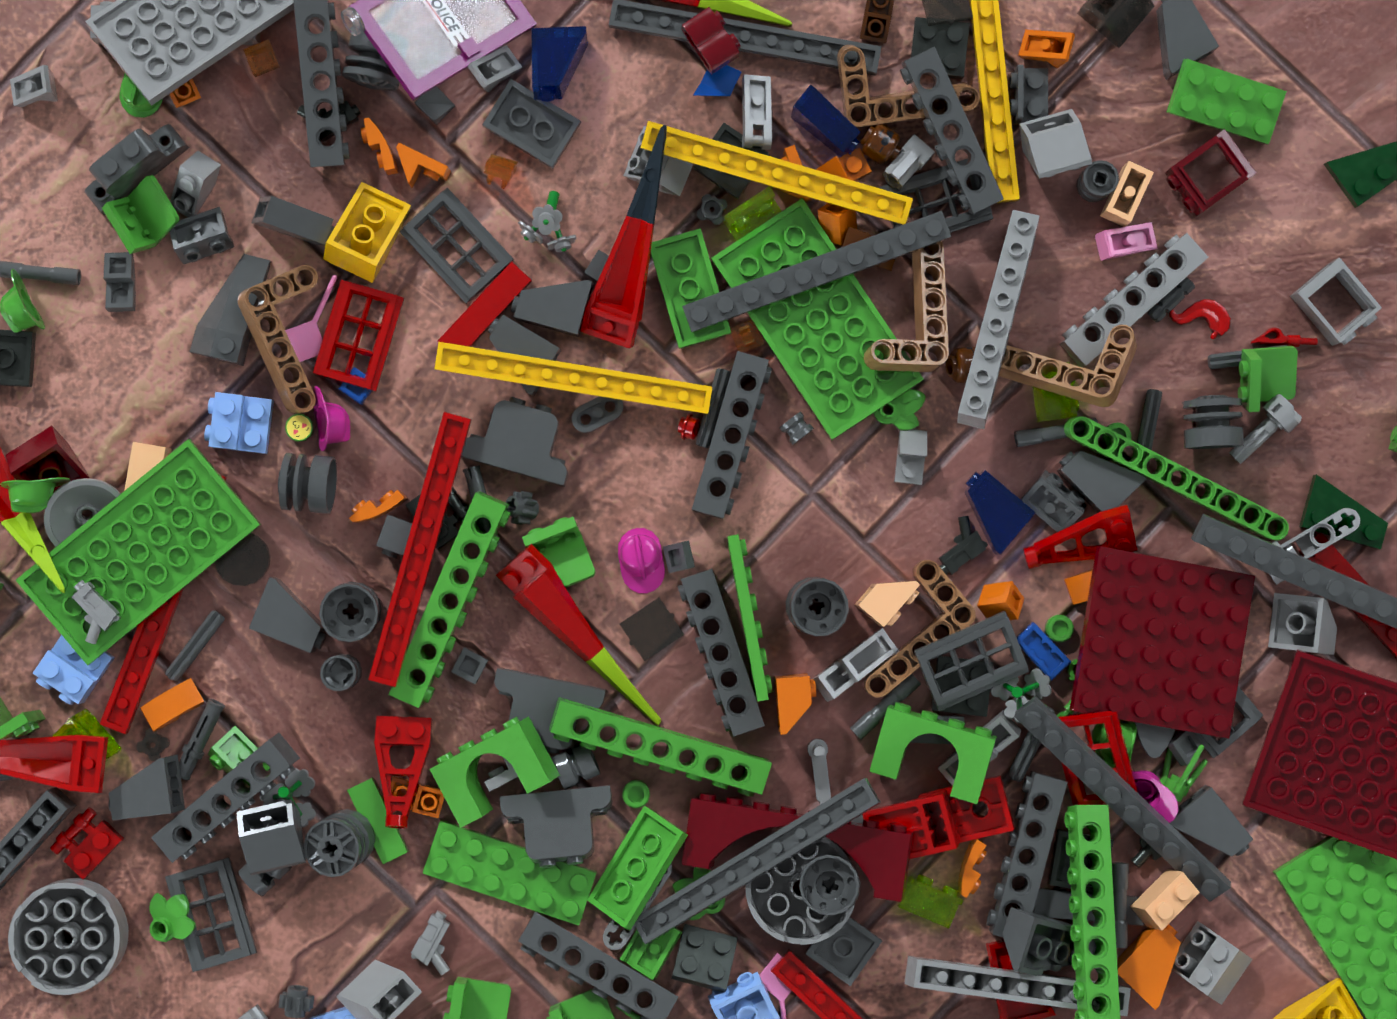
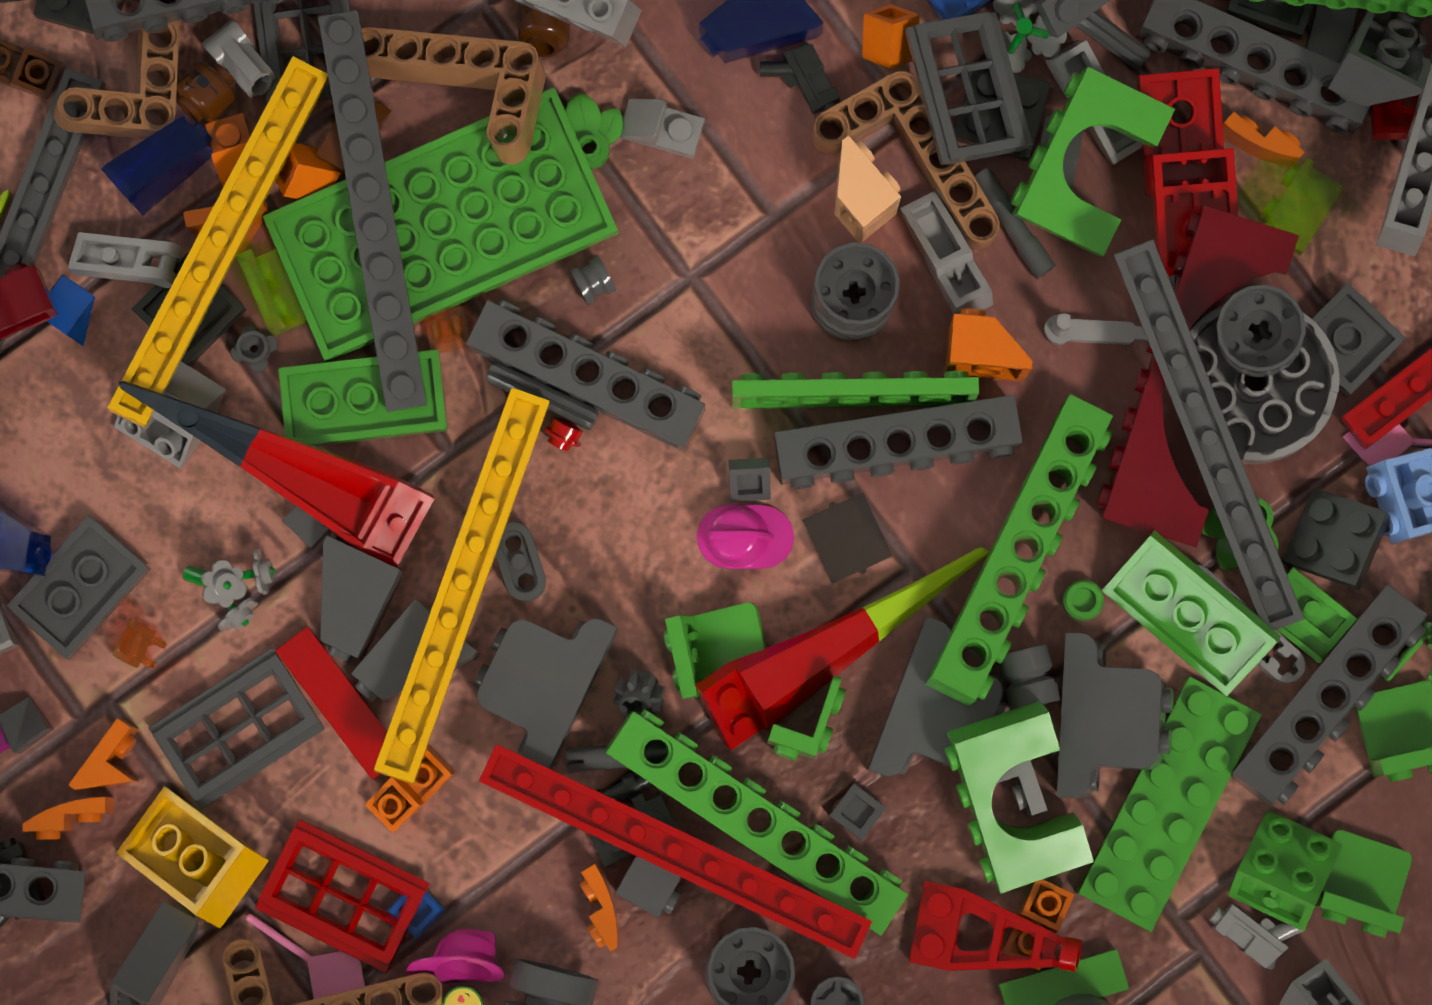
camera: 75 degrees left, 5 degrees down
(423, 360) = (401, 800): none -> orange slope
(477, 956) = (1285, 870): none -> bright green bracket
(504, 614) = (790, 744): none -> bright green bracket

